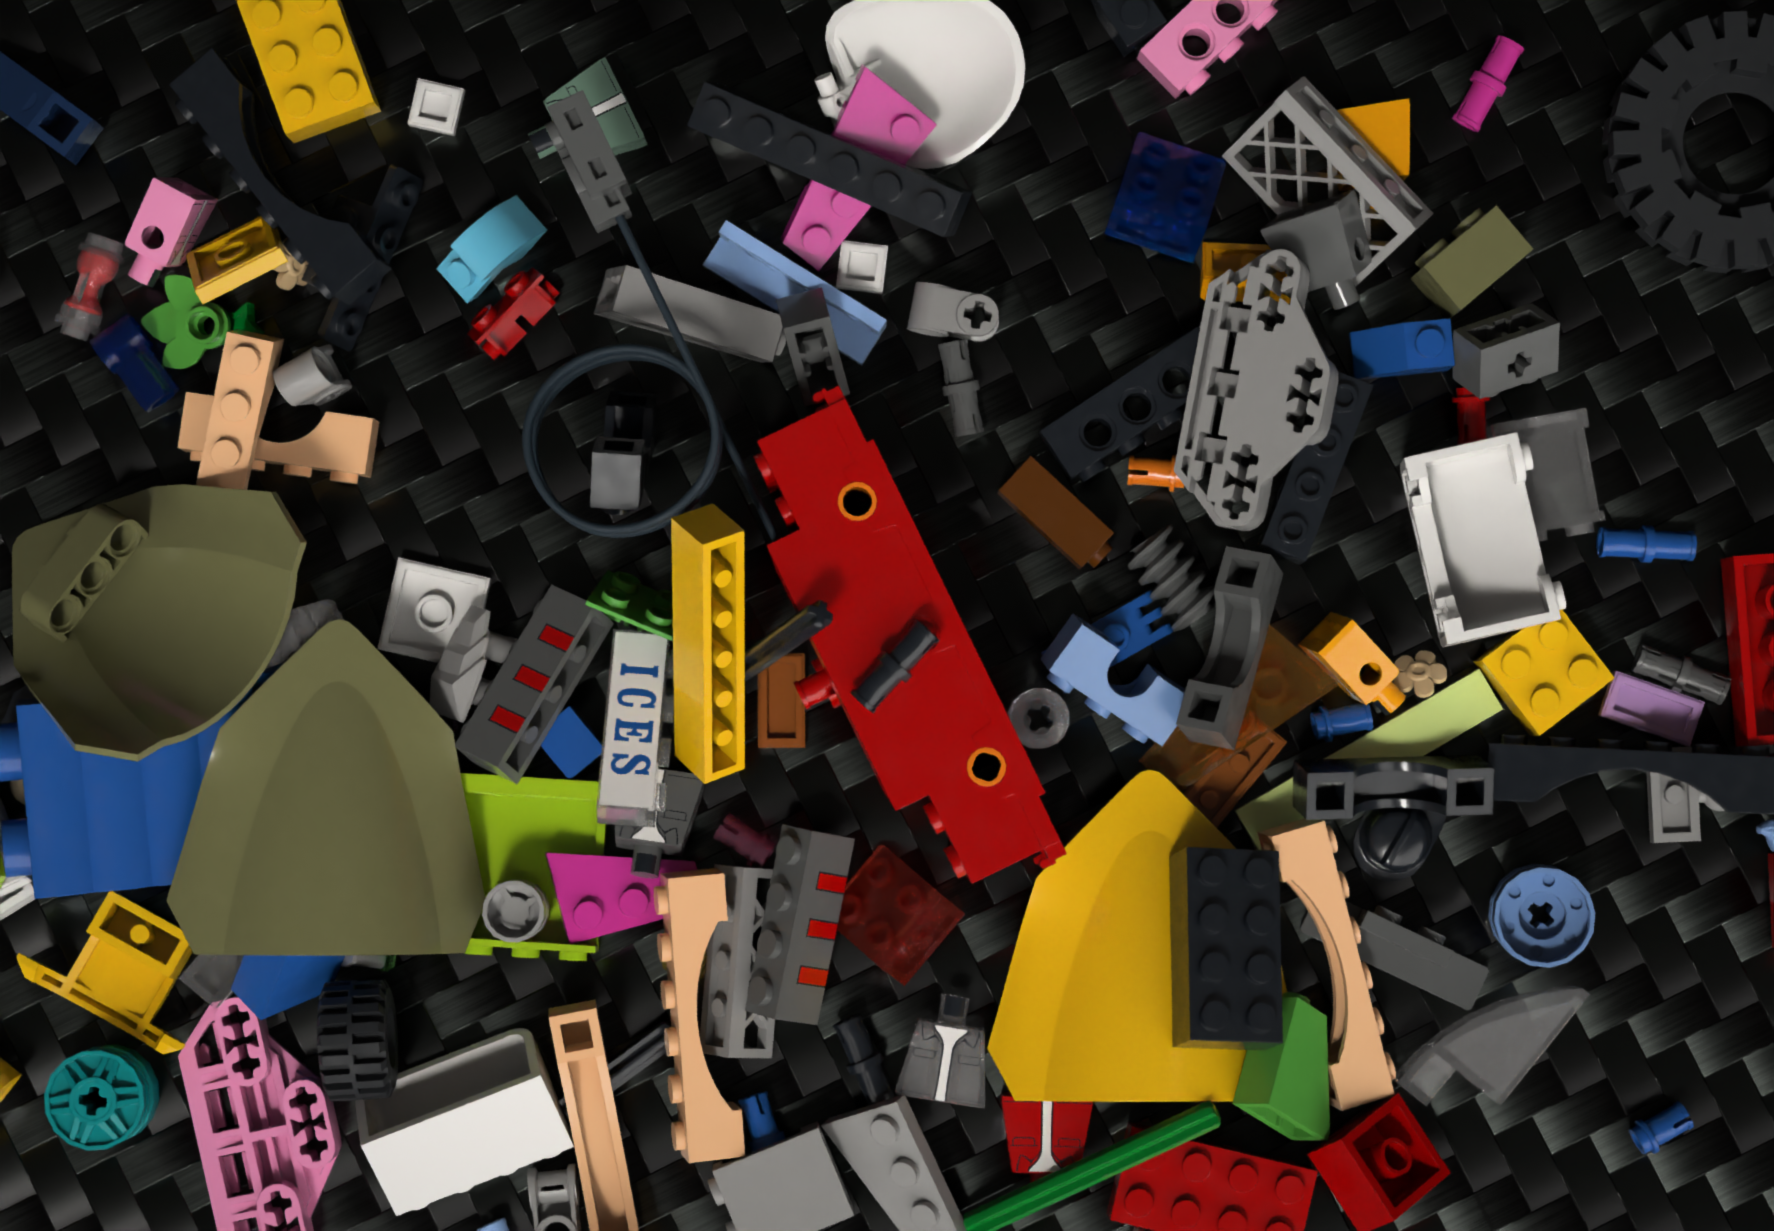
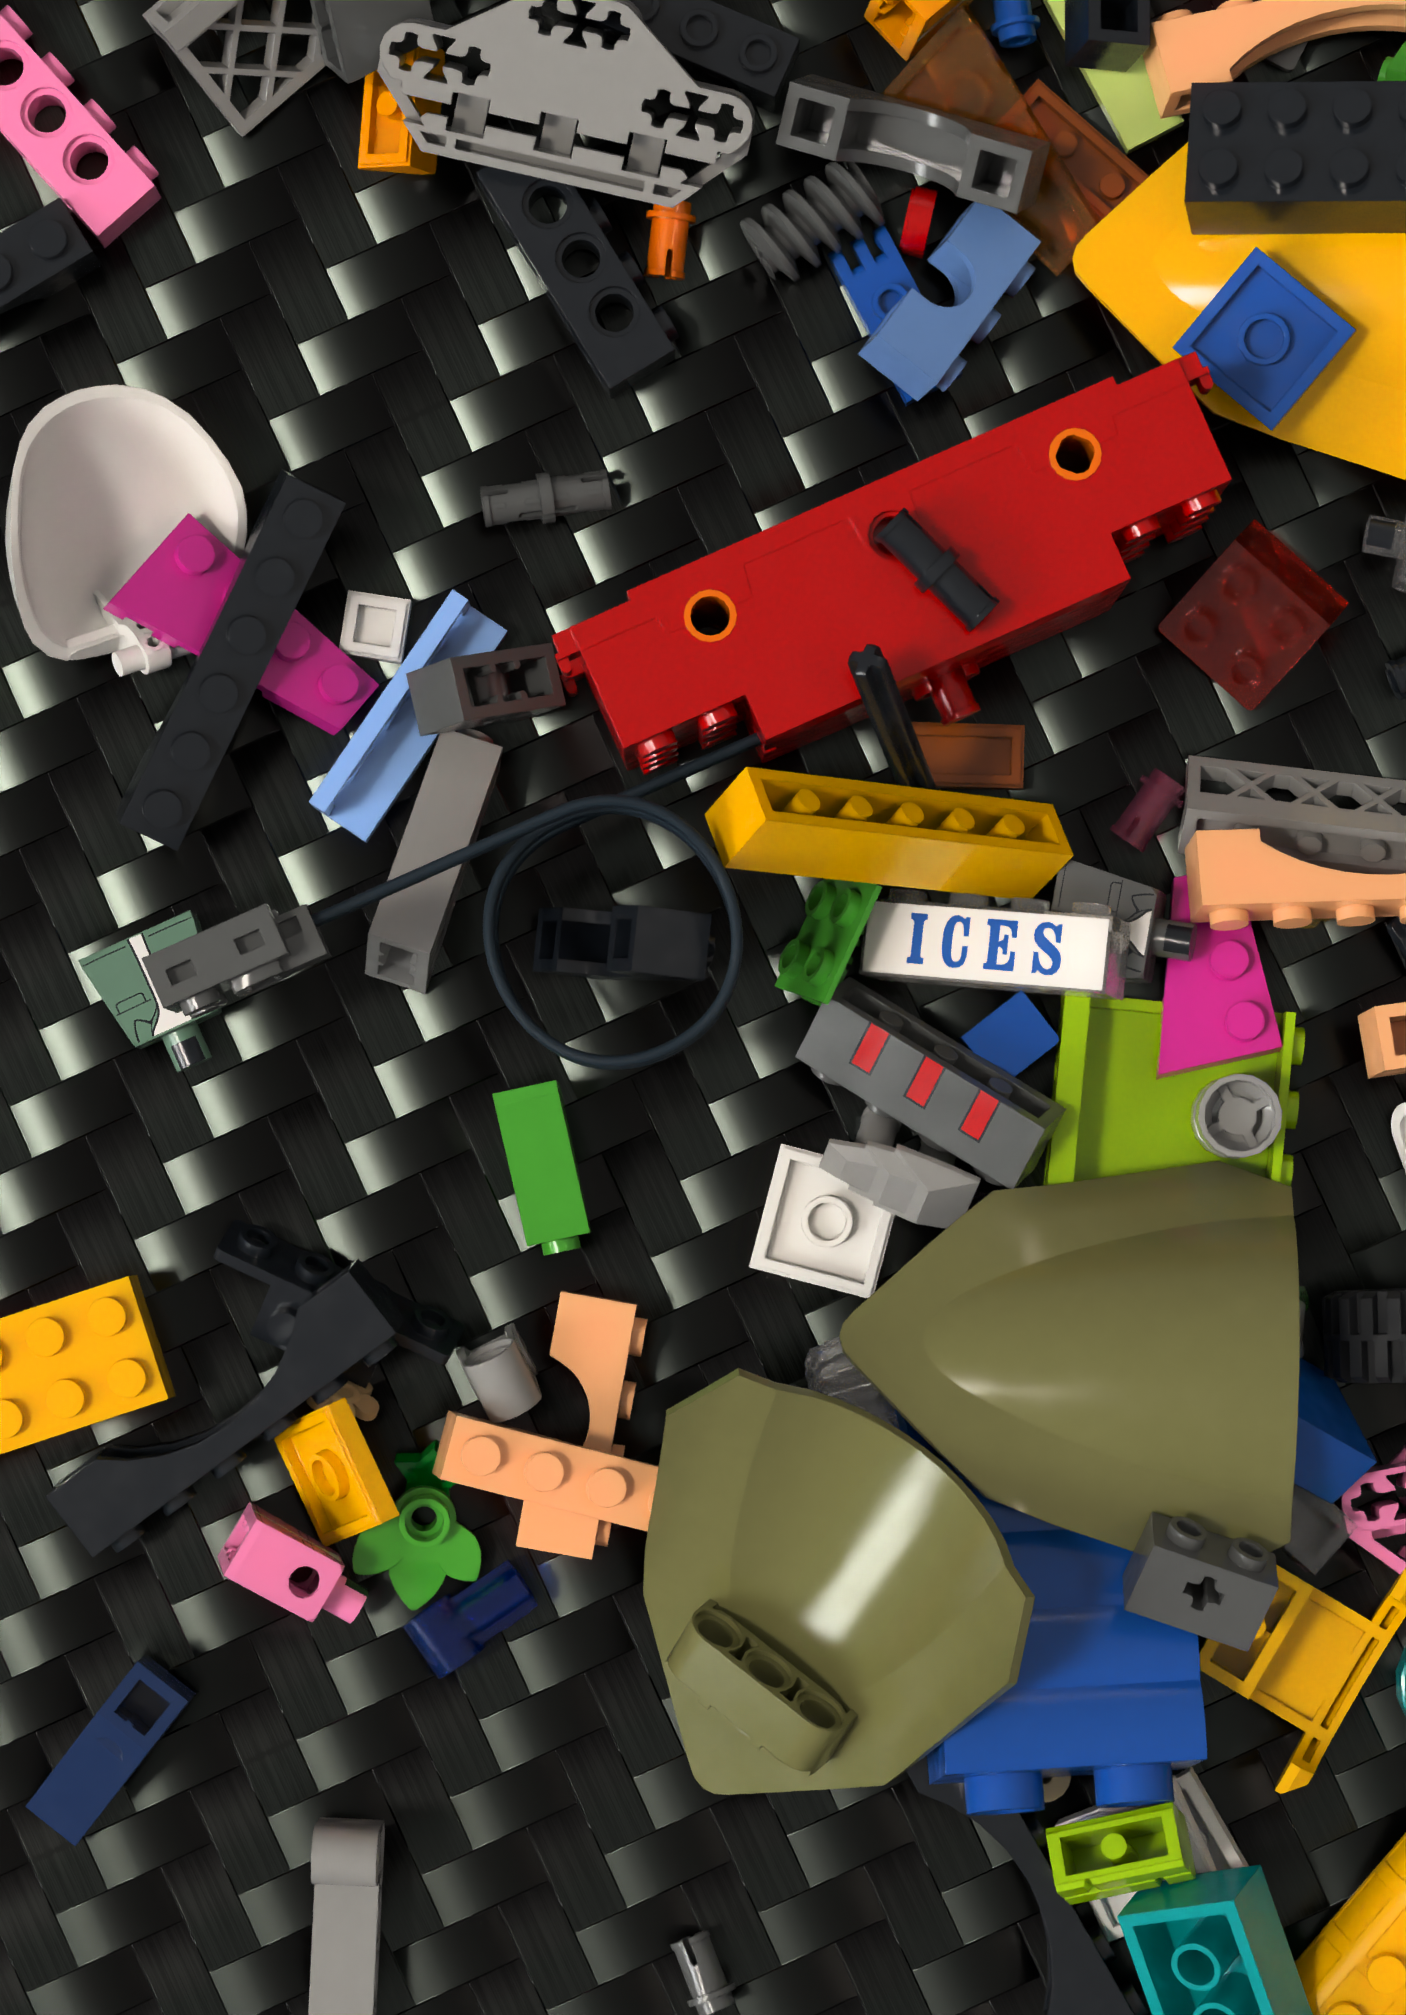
camera: 85 degrees left, 0 degrees up
(96, 267) = (337, 1666): clear piece -> none
(162, 888) = (1200, 1580): none -> dark grey brick
(436, 107) = (134, 1198): white tile -> none
(466, 402) = (543, 1166): none -> bright green slope
(490, 246) = (332, 1127): medium azure brick -> none
(521, 298) = (398, 1084): red hinge -> none
(799, 925) = (1265, 737): dark grey brick -> none
(943, 312) = (439, 516): light grey piece -> none
(1056, 715) = (986, 385): clear piece -> none
(1057, 514) = (722, 373): reddish brown brick -> none
(1089, 911) = (1265, 338): none -> blue plate
(1166, 197) = (297, 211): clear blue bracket -> none
(1177, 656) = (917, 221): none -> red tile

